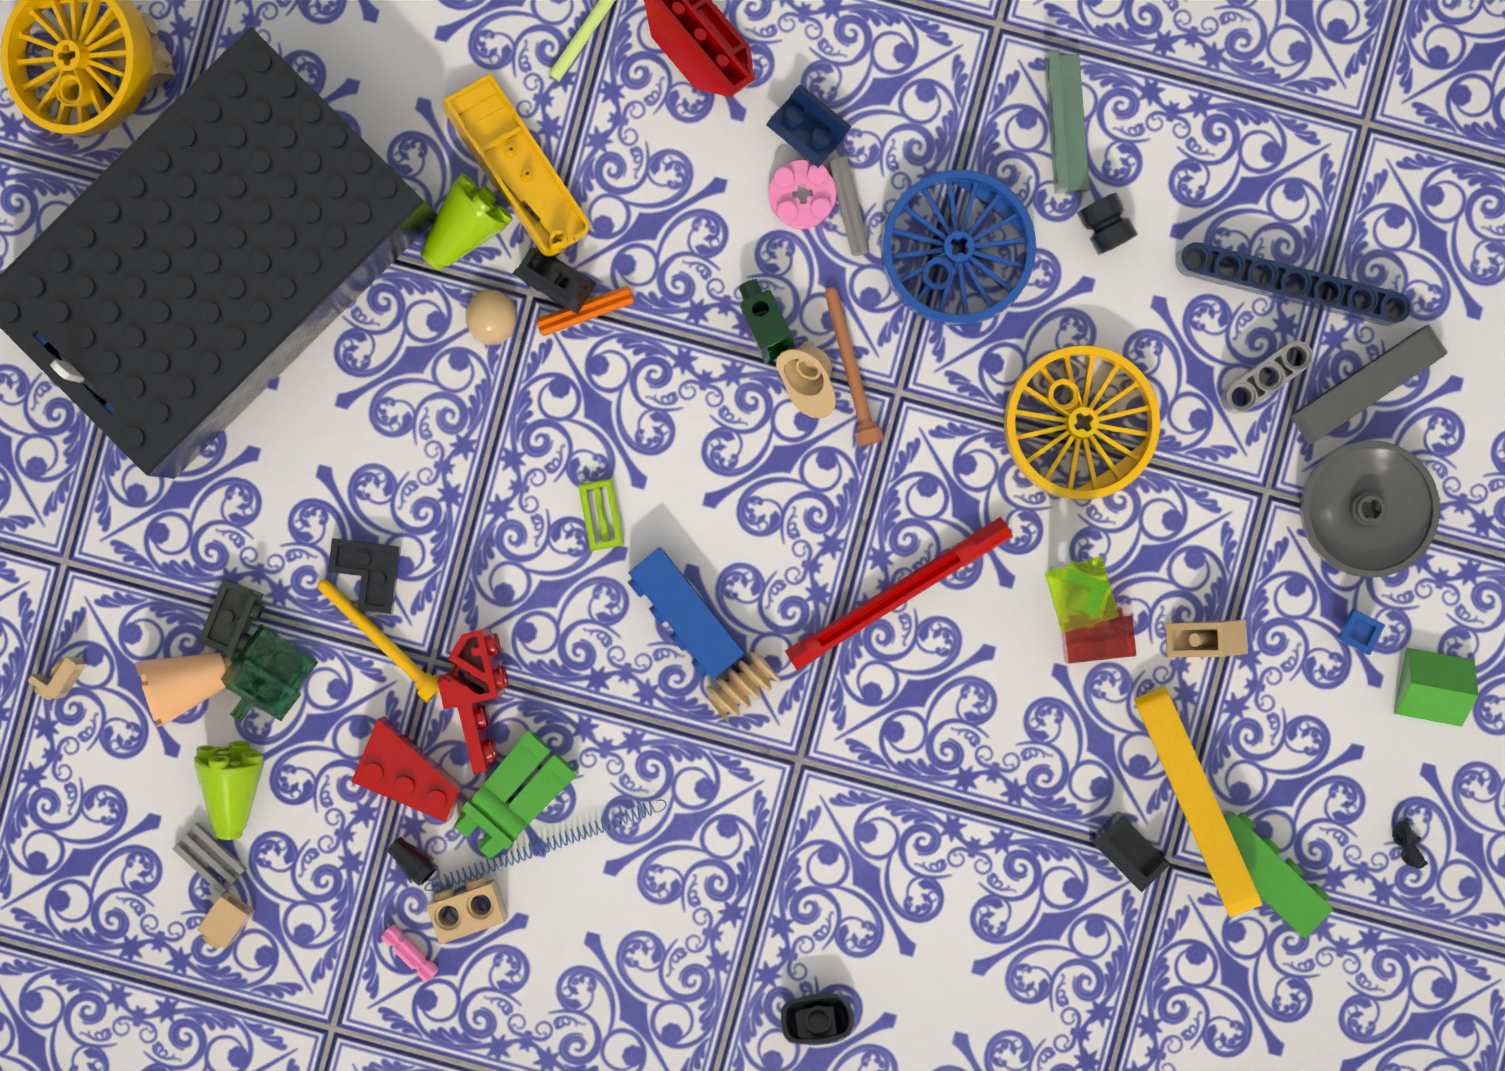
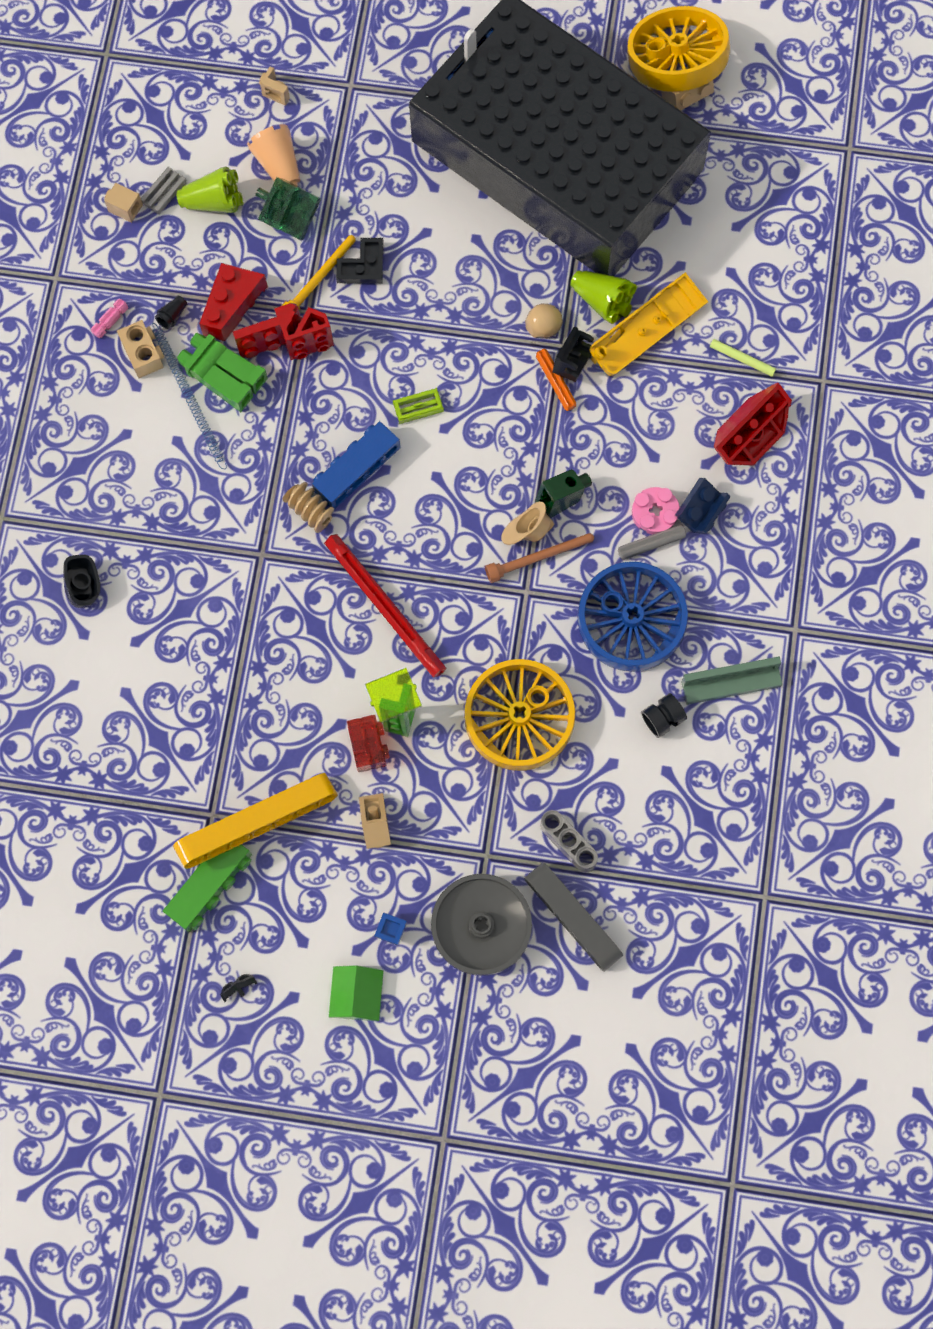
camera: 90 degrees right, 15 degrees down
(231, 618) = (324, 184): pearl dark grey bracket -> none
(1129, 851) = (216, 782): black panel -> none
(1308, 281) = (641, 840): dark blue beam -> none

